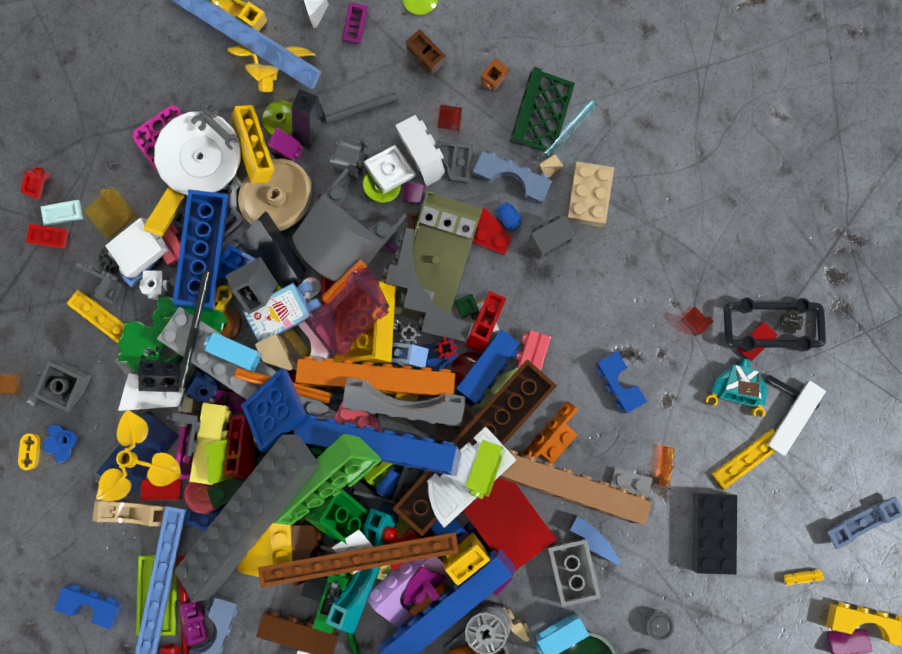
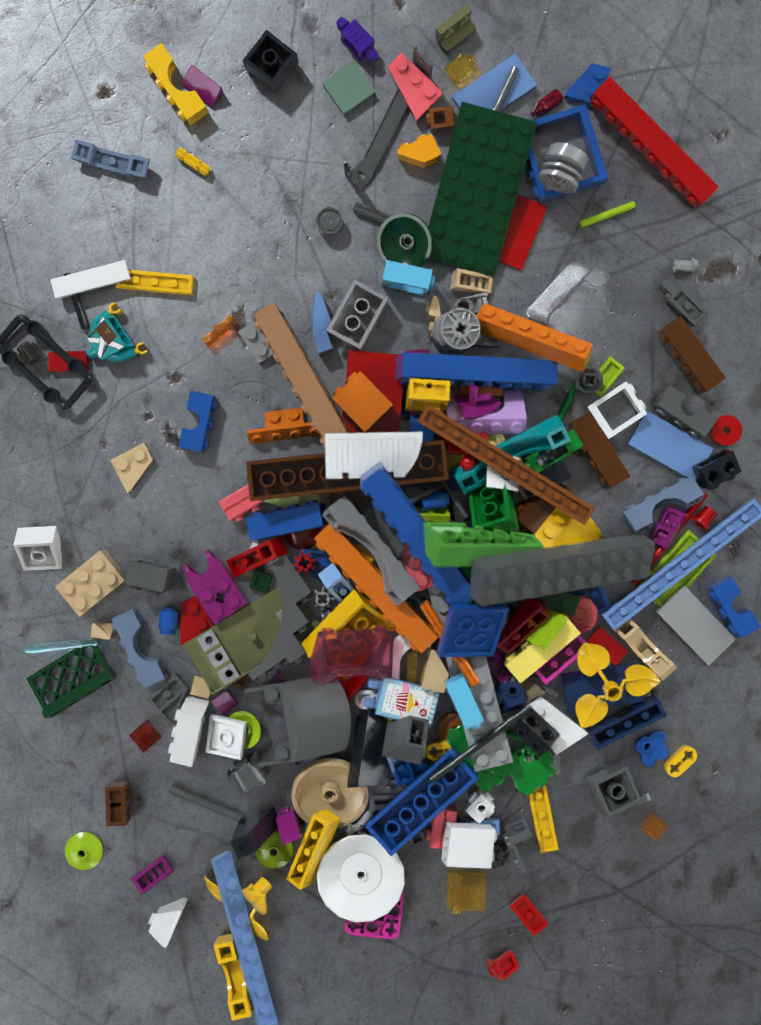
camera: 140 degrees left, 5 degrees up
(61, 212) = (502, 923): light aqua tile -> none
(96, 444) = (626, 722): none -> dark blue brick
(106, 566) = (695, 625): none -> light grey tile
(164, 212) = (424, 854): yellow tile -> none
(183, 420) = (546, 683): dark grey bracket -> none
(207, 117) = (329, 900): dark grey bar -> none
(341, 283) = (338, 681): orange axle -> none
(441, 187) = (200, 688): none -> tan tile
(485, 469) = (354, 447): lime window -> none
(496, 69) = (75, 740): dark orange brick -> none
(500, 276) = (208, 586): none -> magenta brick
(512, 509) = (361, 401): none -> orange brick
(639, 307) = (132, 465): none -> tan wing
(652, 185) = (38, 548): none -> white slope
(696, 321) = (99, 416): clear red panel -> none
(714, 533) = (228, 250): black brick -> none

